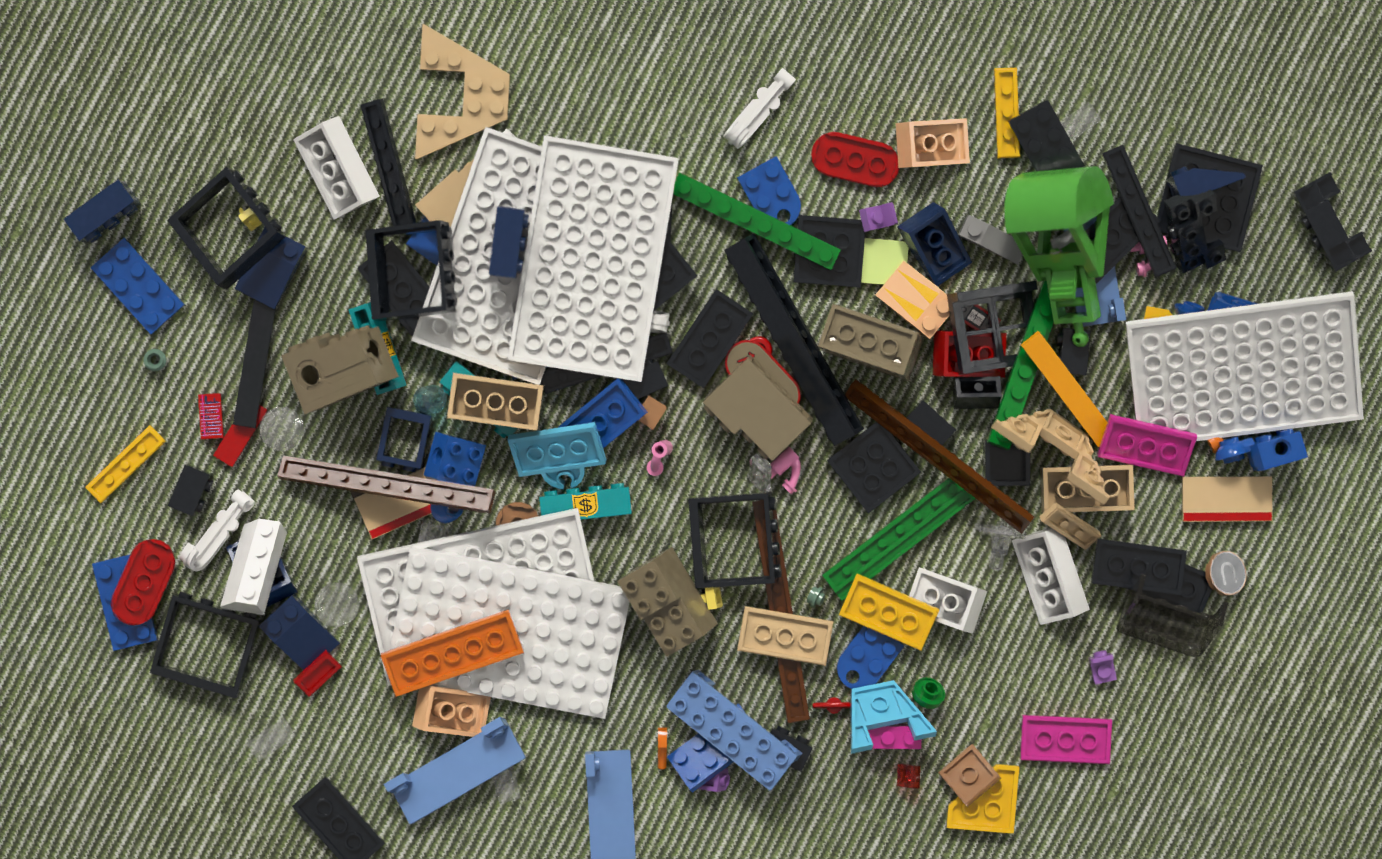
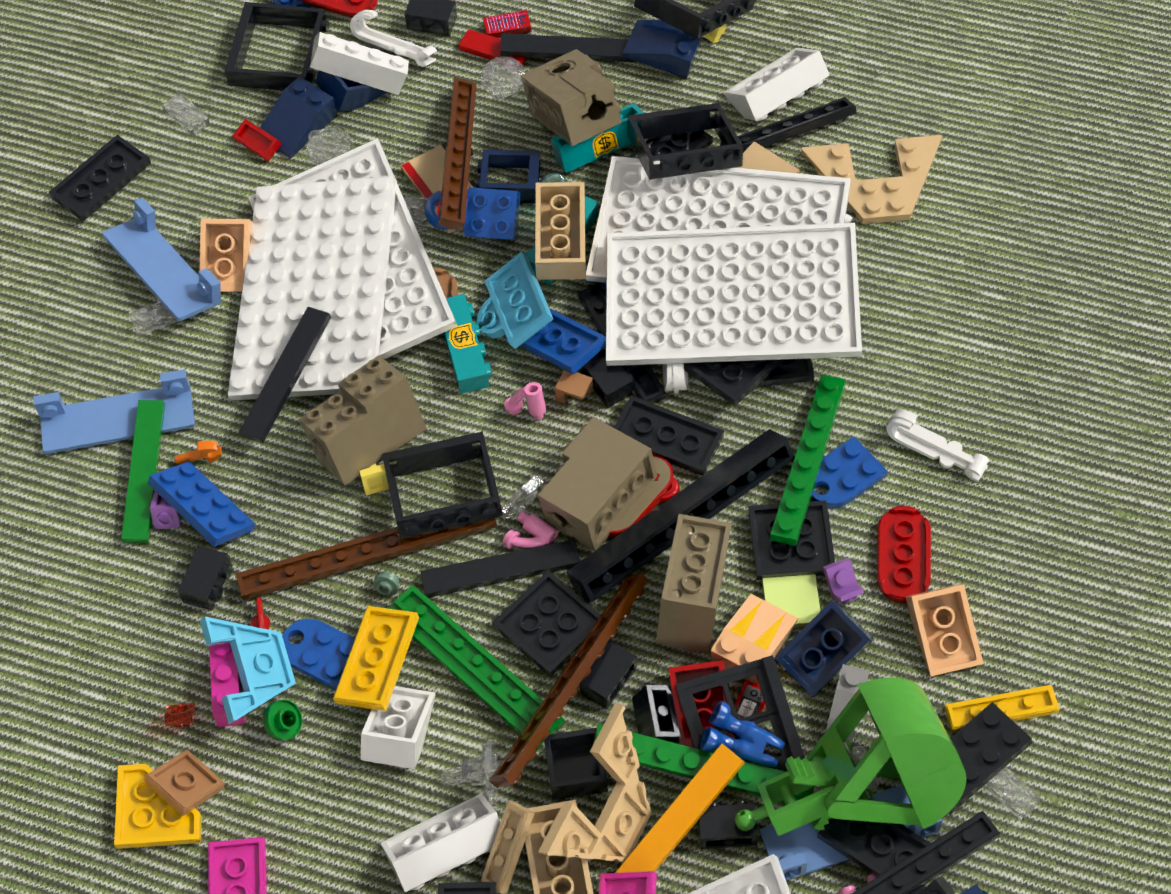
camera: 85 degrees right, 30 degrees down
(452, 653) = (286, 232): orange plate -> none
(508, 242) = (733, 203): dark blue brick -> none
(603, 665) = (285, 375): none -> black tile
(671, 796) = (143, 464): none -> green tile
(732, 730) = (219, 507): medium blue bracket -> none
(785, 635) = (337, 554): tan tile -> none
(814, 499) = (500, 568): none -> black tile
(1017, 323) = (751, 737): none -> blue piece

